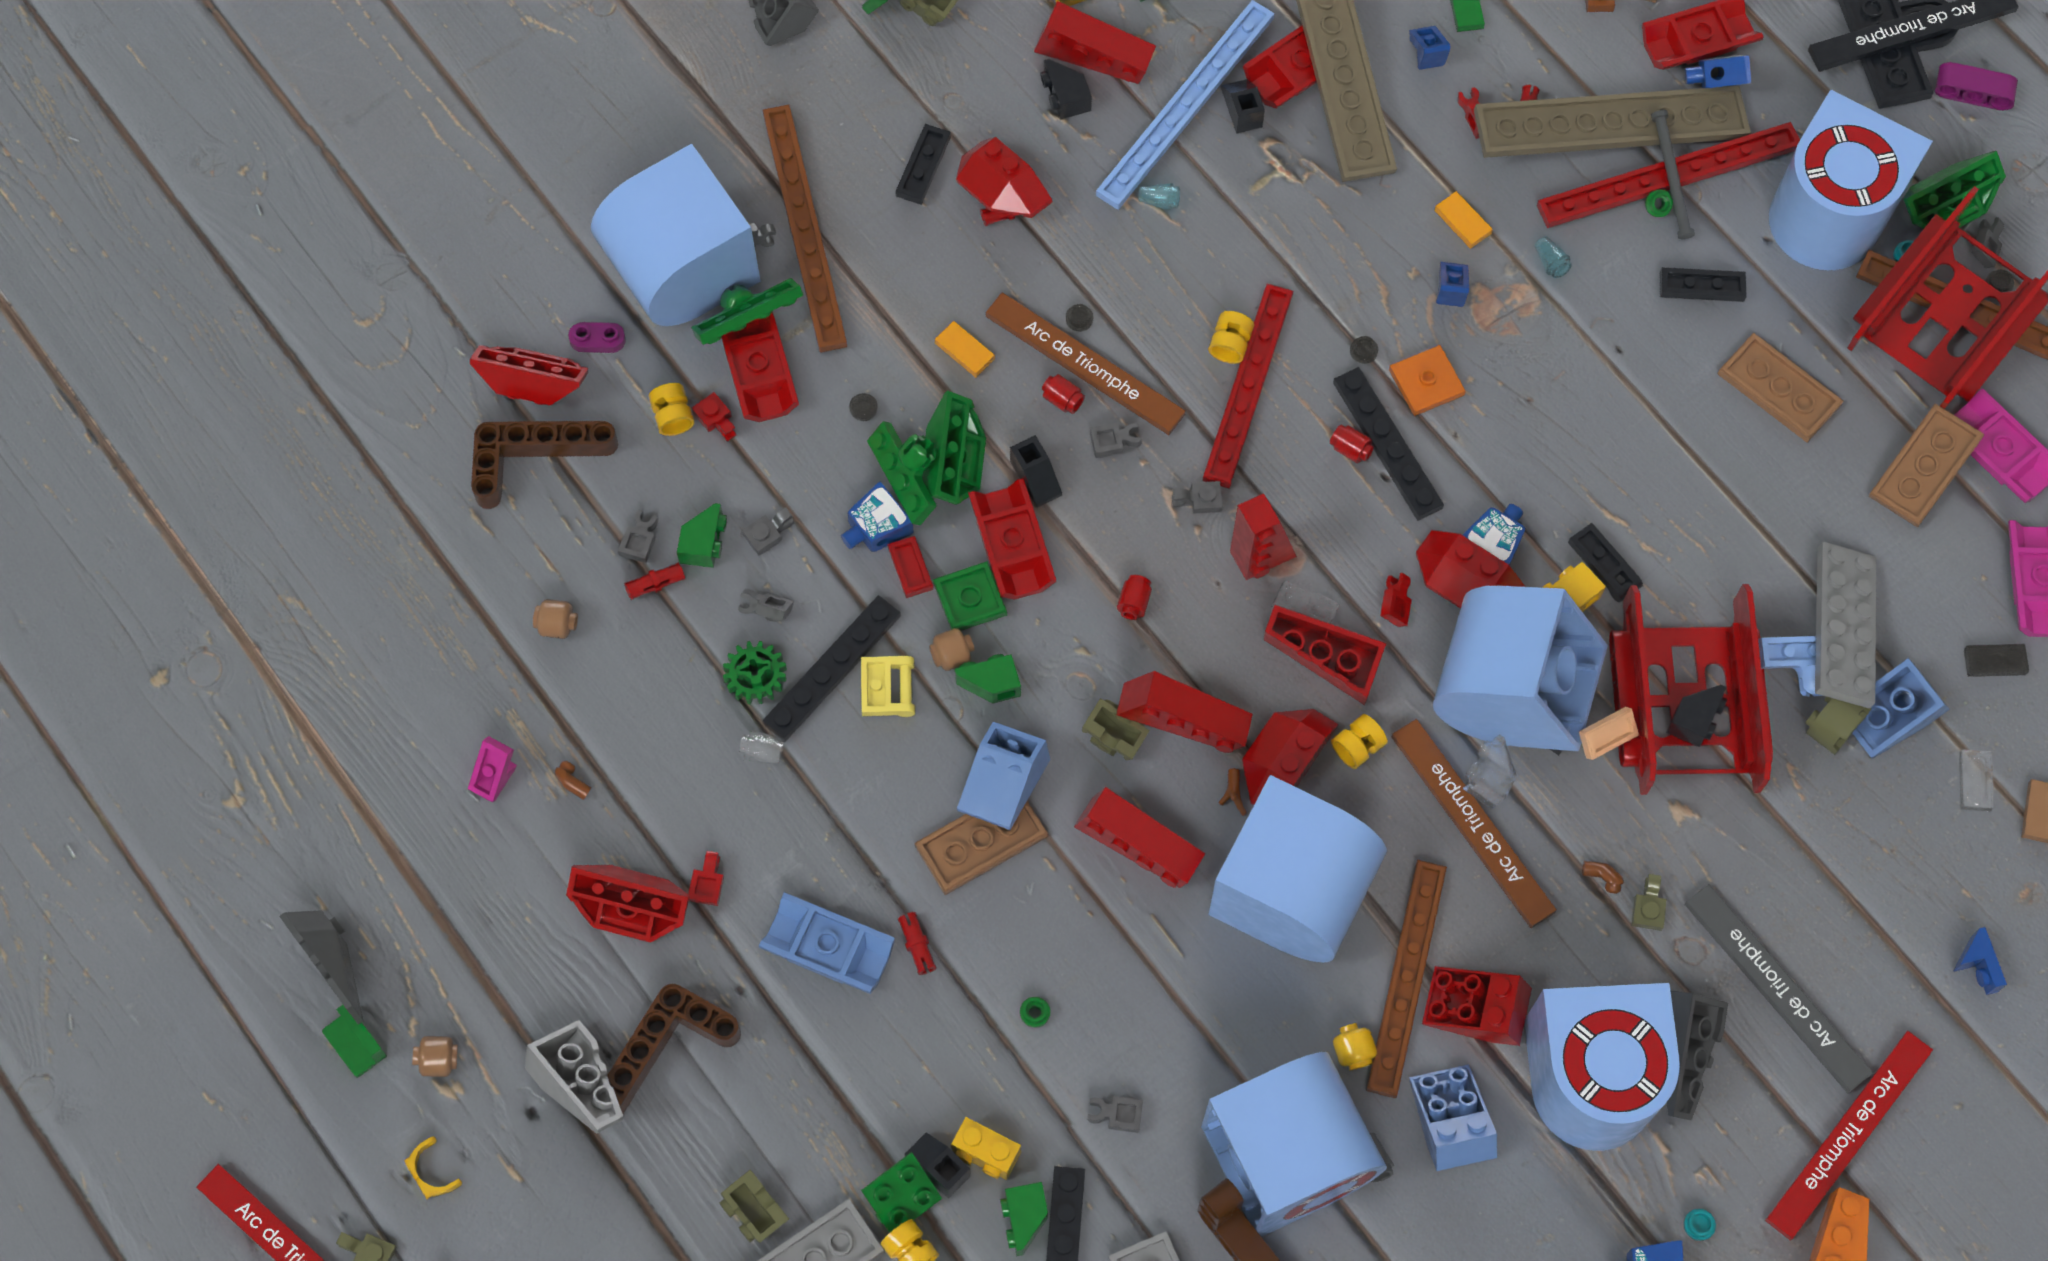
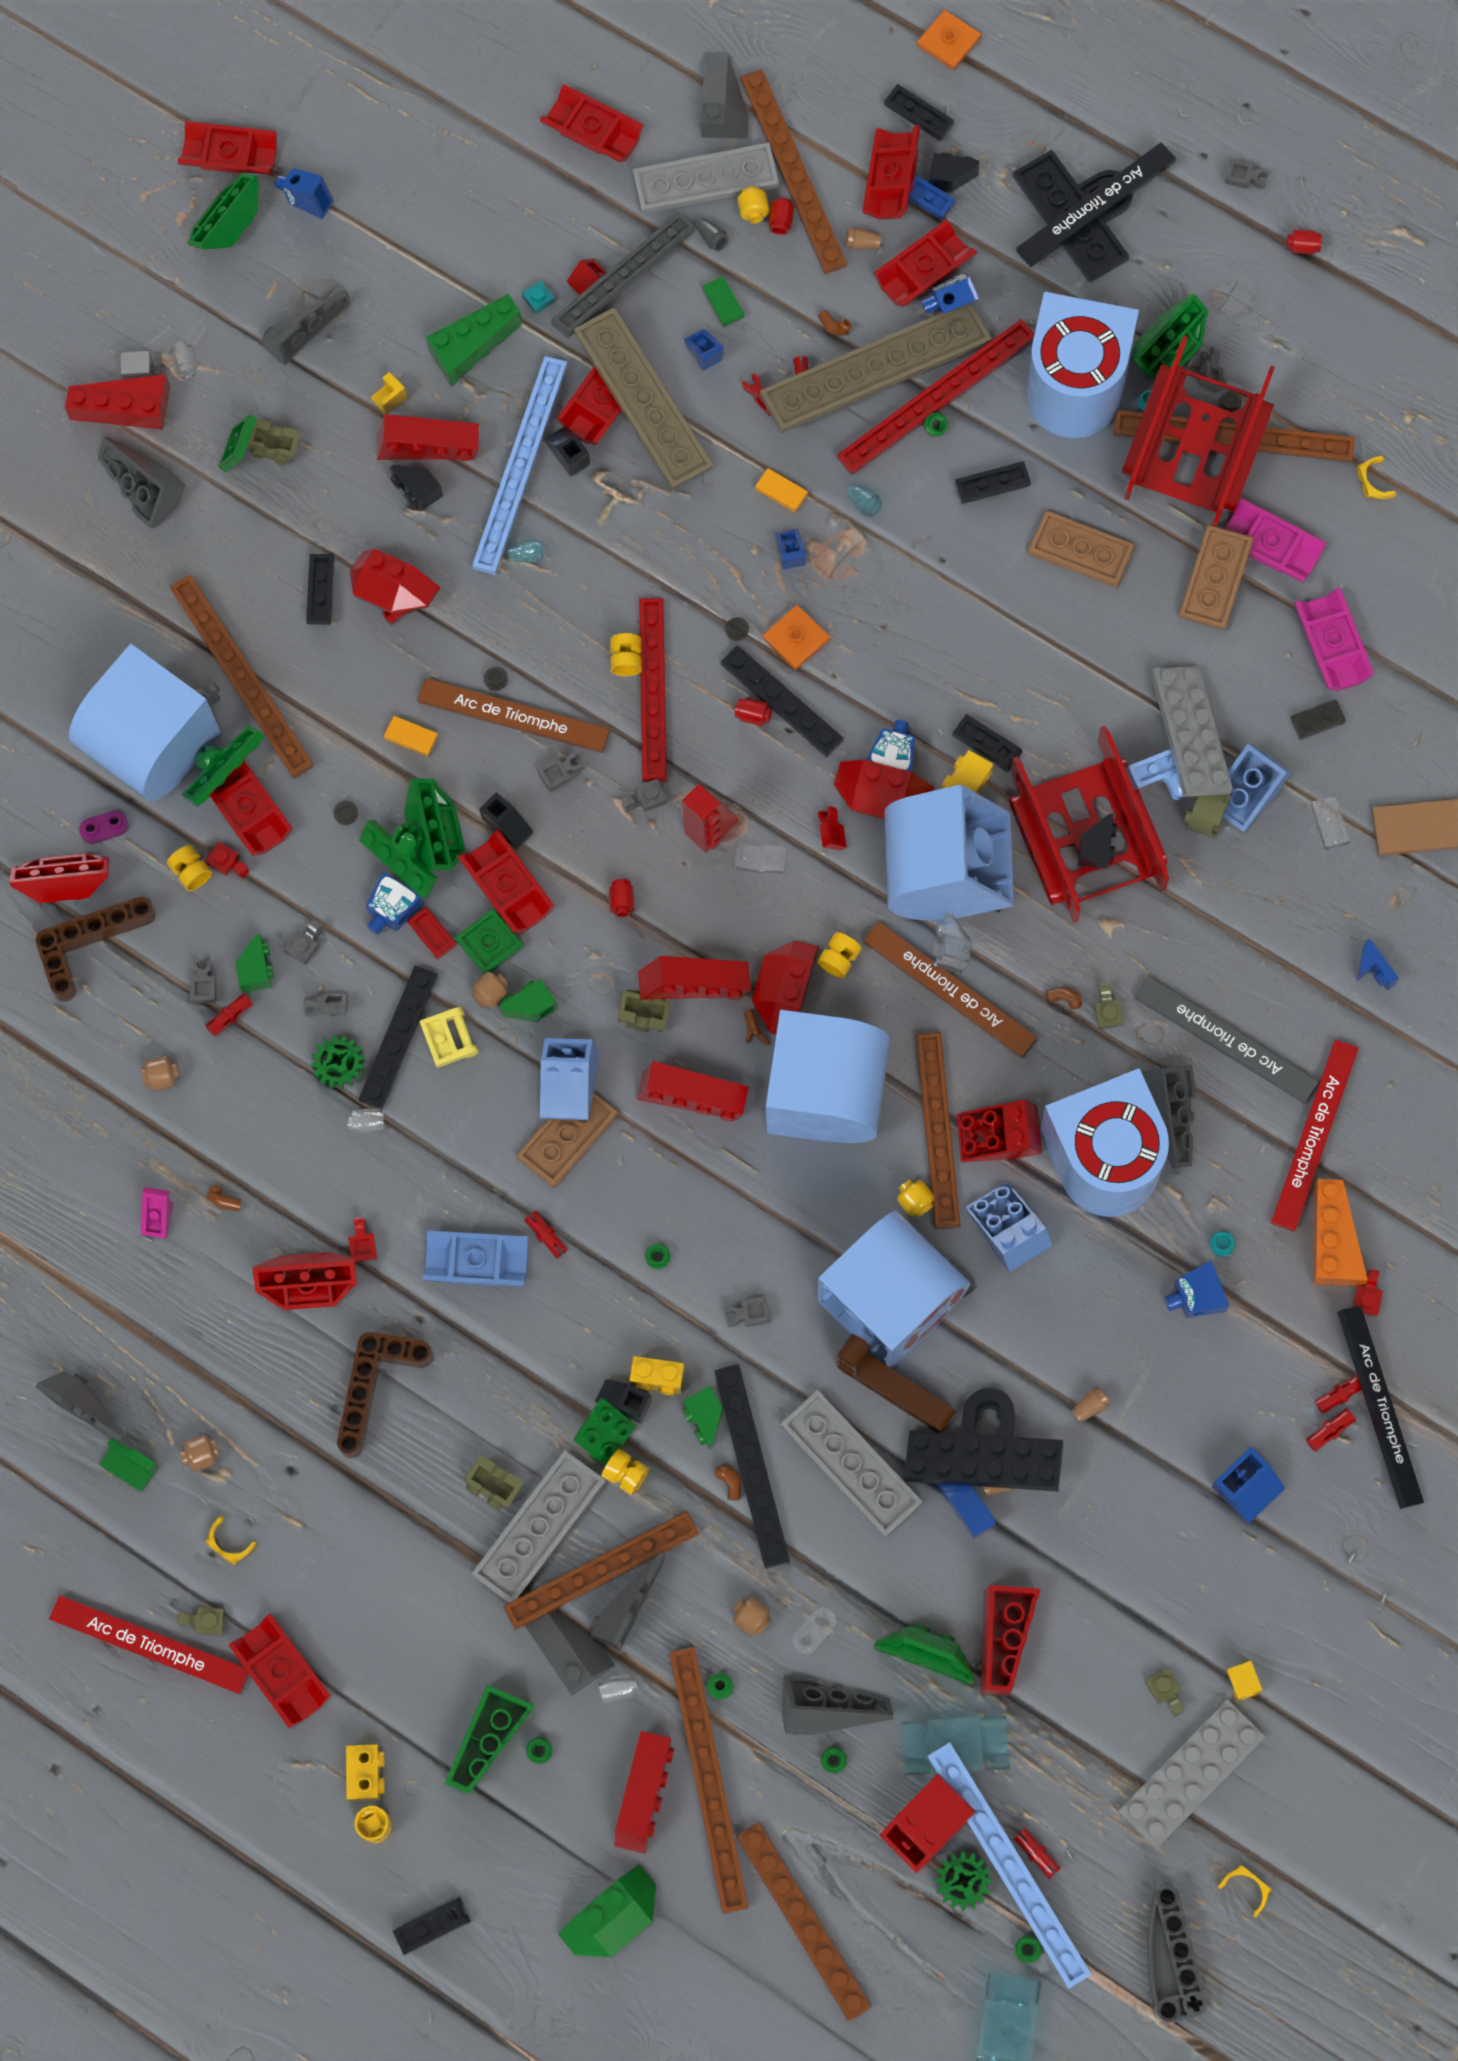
camera: 15 degrees left, 5 degrees up
(573, 1074) = (314, 1429): light grey wedge -> none
(1062, 394) = (505, 748): red brick -> none
(1327, 650) = (792, 890): red wedge -> none
(1578, 68) = (834, 327): none -> dark orange arm
(1608, 733) = (1033, 883): light nougat tile -> none
(1659, 118) = (939, 397): dark grey bar -> none
(1976, 86) = (1162, 237): magenta beam -> none

